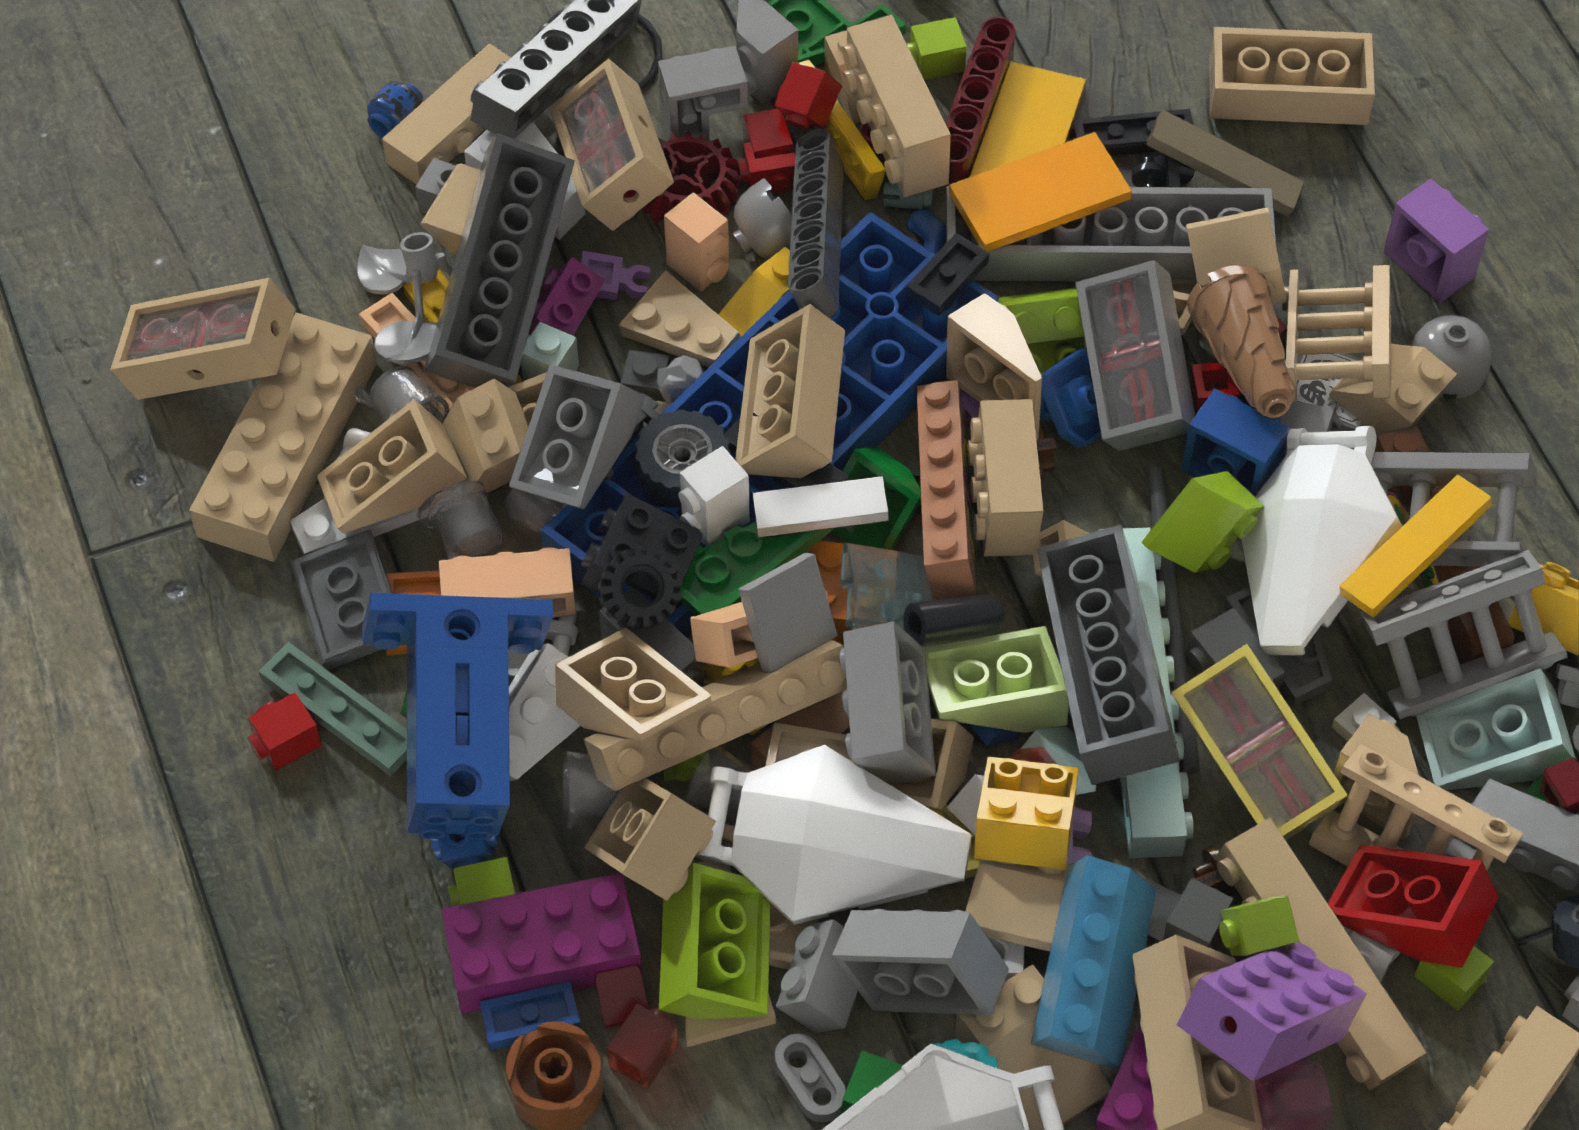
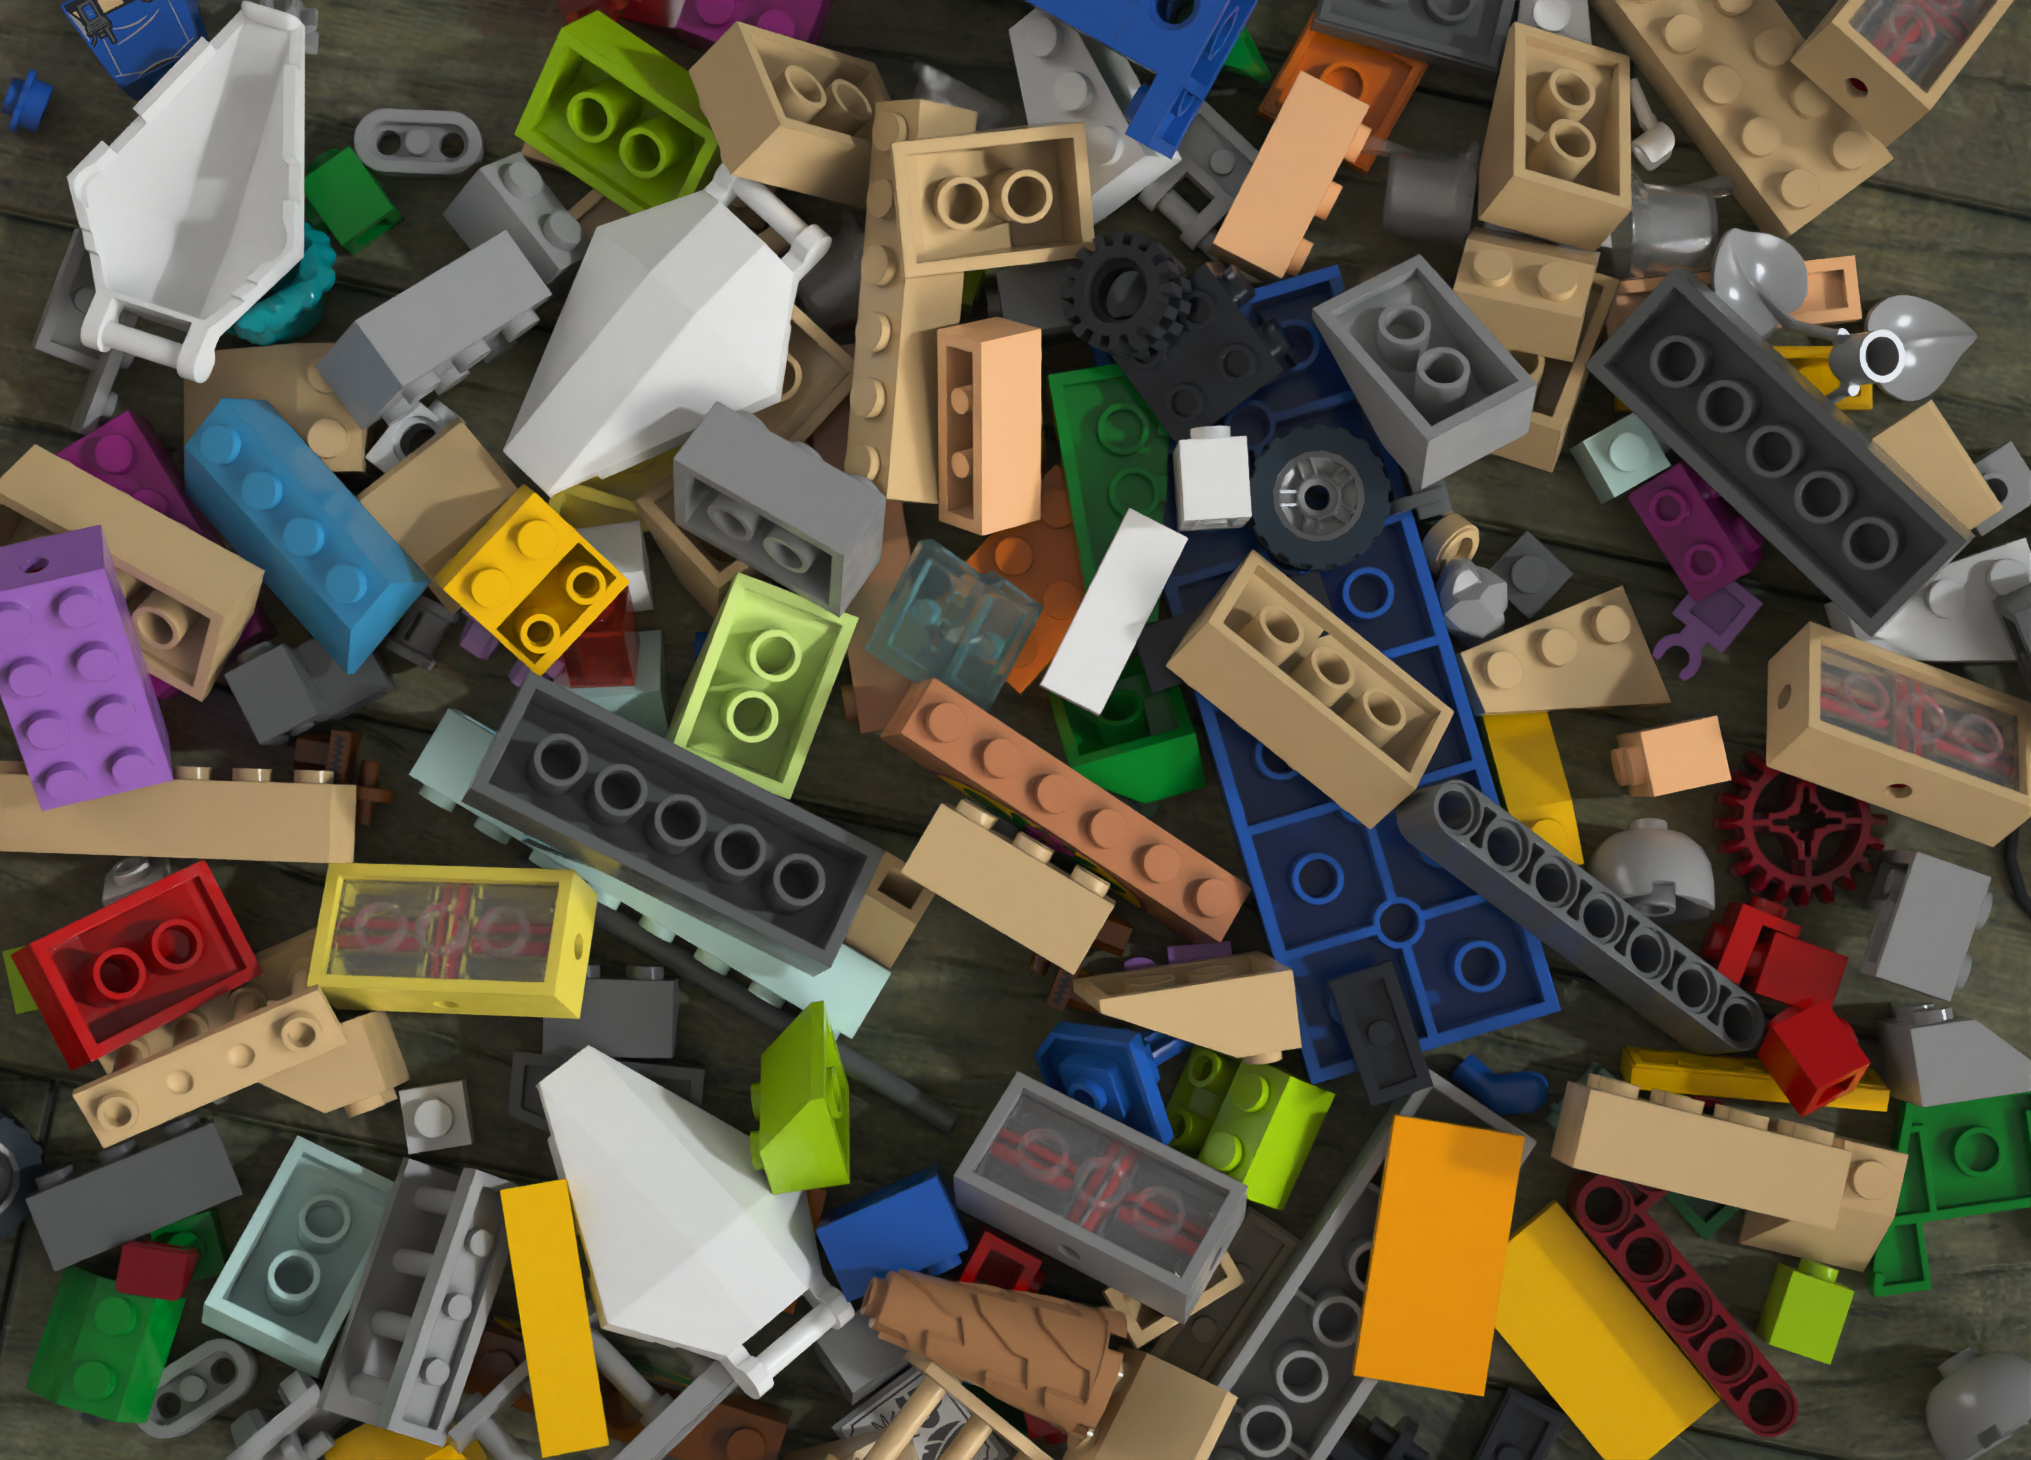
camera: 120 degrees right, 30 degrees up
(788, 612) = (964, 451): light grey tile -> none
(953, 618) = (858, 681): black brick -> none
(1258, 926) = (196, 739): lime brick -> none

